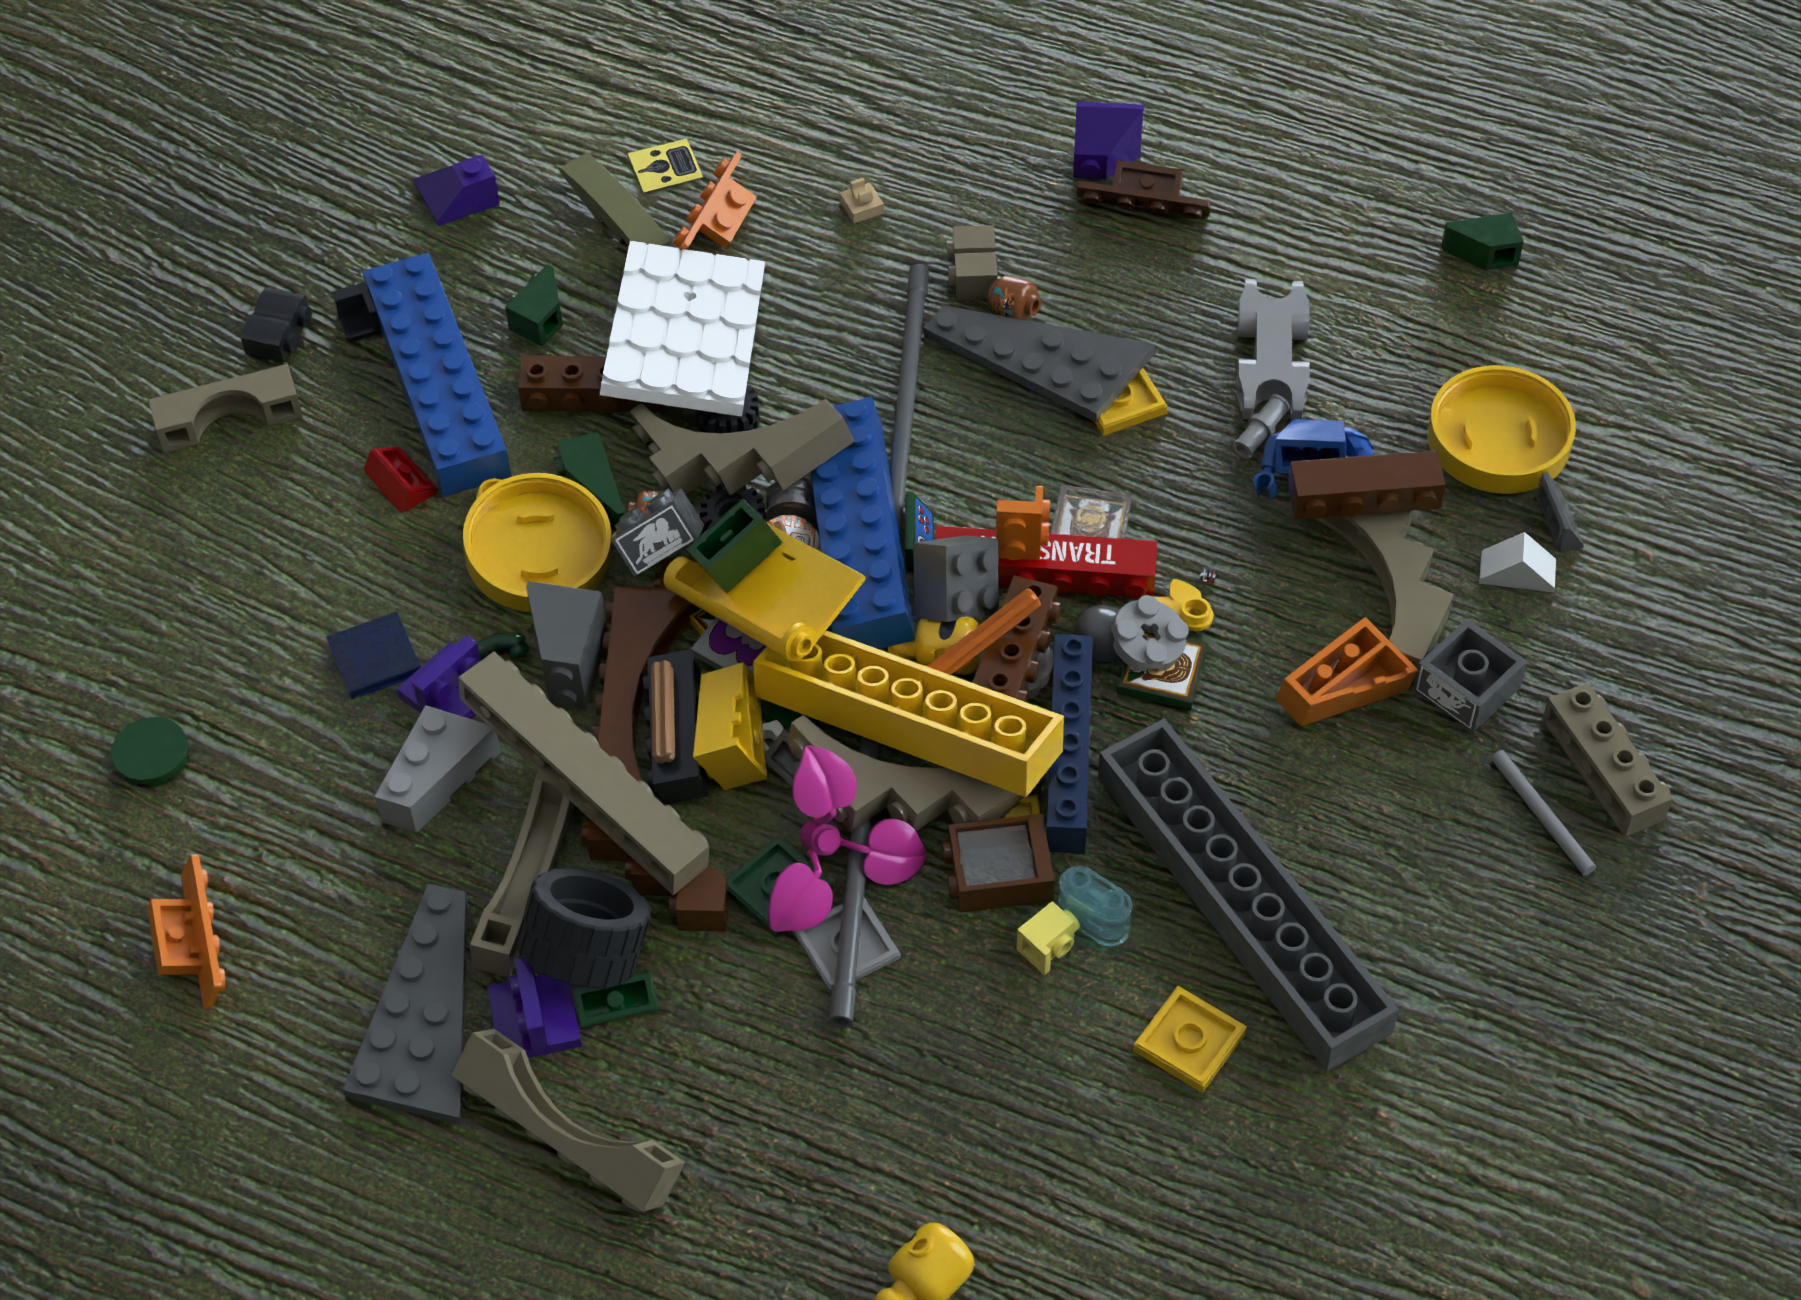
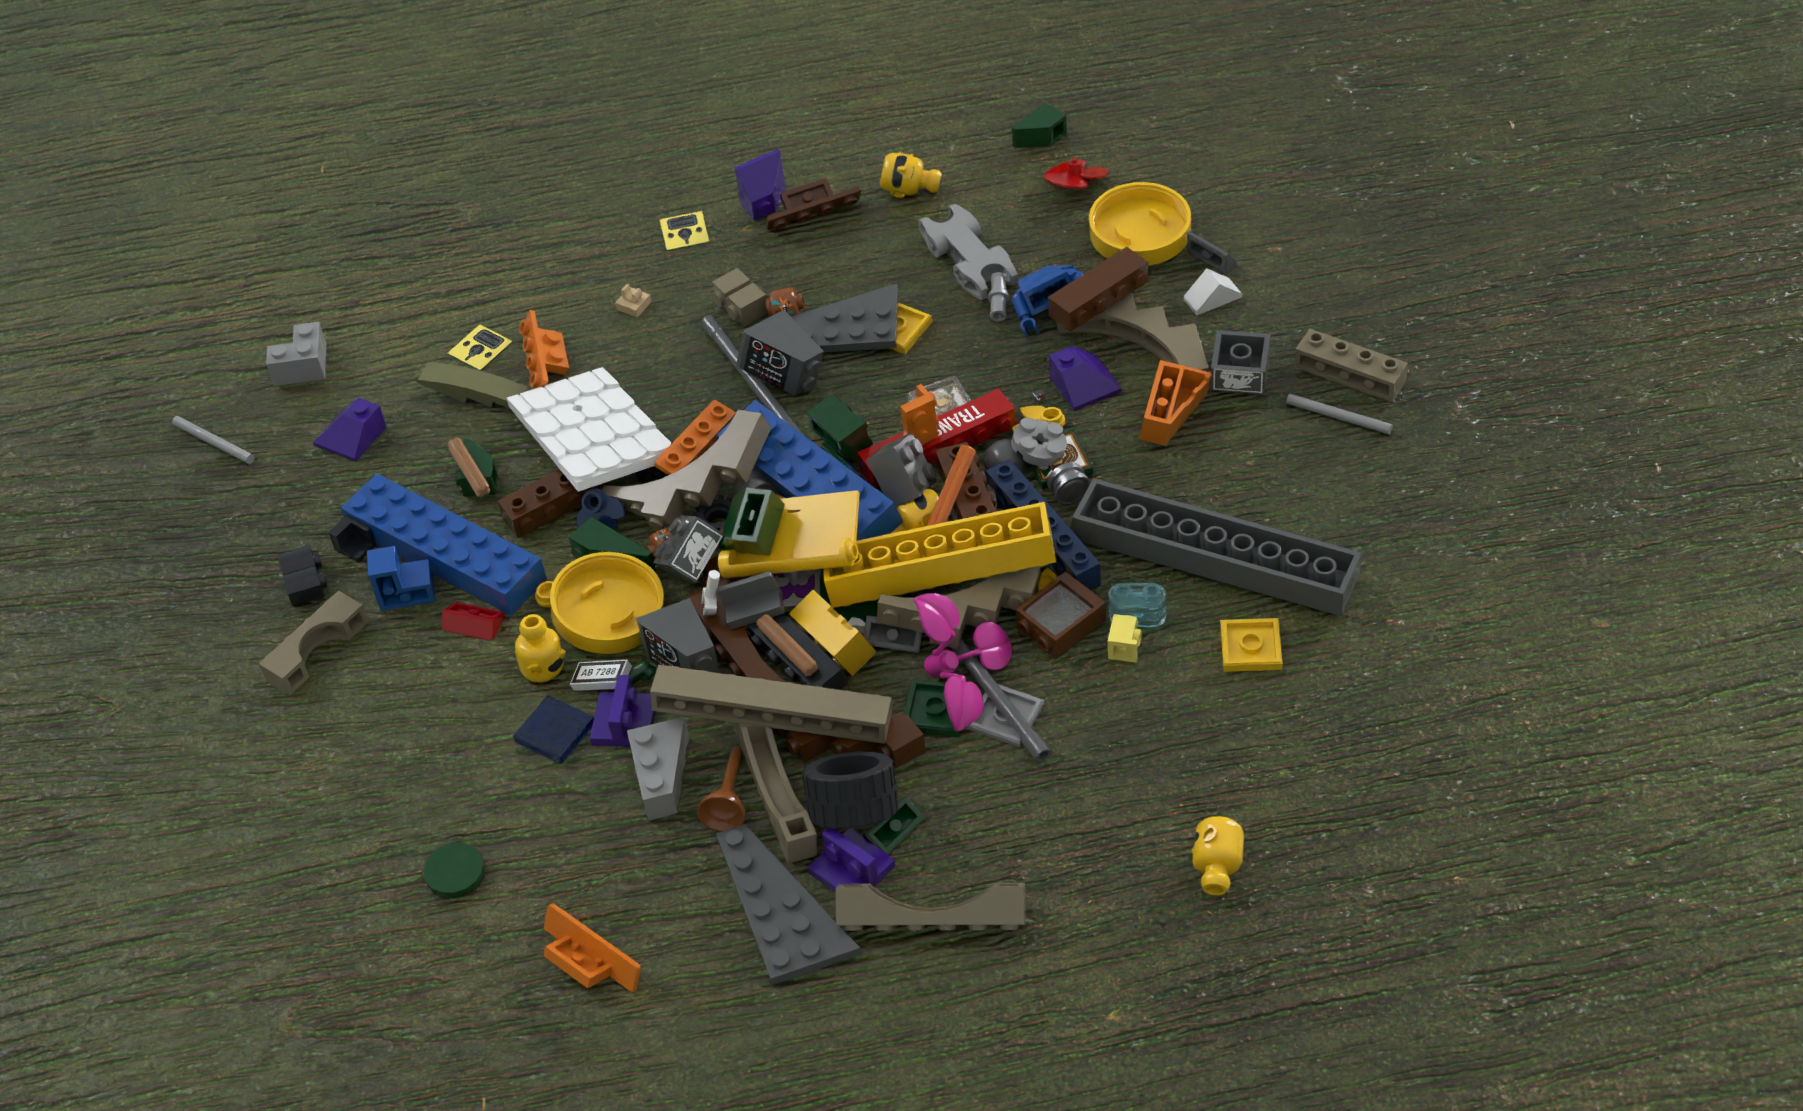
camera: 30 degrees left, 5 degrees down
(322, 120) = (213, 439): none -> light grey bar
(353, 390) = (397, 583): none -> blue brick
(420, 555) = (538, 650): none -> yellow piece
(454, 857) = (722, 807): none -> dark orange piece
(462, 618) = (599, 674): none -> tile
(474, 77) = (300, 360): none -> light grey brick
(521, 299) = (468, 467): none -> medium nougat axle
(616, 431) = (606, 512): none -> dark blue plate
(630, 601) = (709, 594): none -> white bar
(667, 635) = (751, 599): none -> dark grey panel
(774, 404) = (695, 438): none -> orange bracket
(937, 485) = (840, 427): none -> dark green slope
(947, 356) = (780, 354): none -> dark grey slope
(988, 147) = (684, 230): none -> sticker
(1141, 704) = (1068, 483): none -> flat silver wheel
(1275, 583) = (1081, 377): none -> dark purple slope
(1278, 215) = (905, 174): none -> yellow piece
(1470, 322) = (1071, 174): none -> red piece

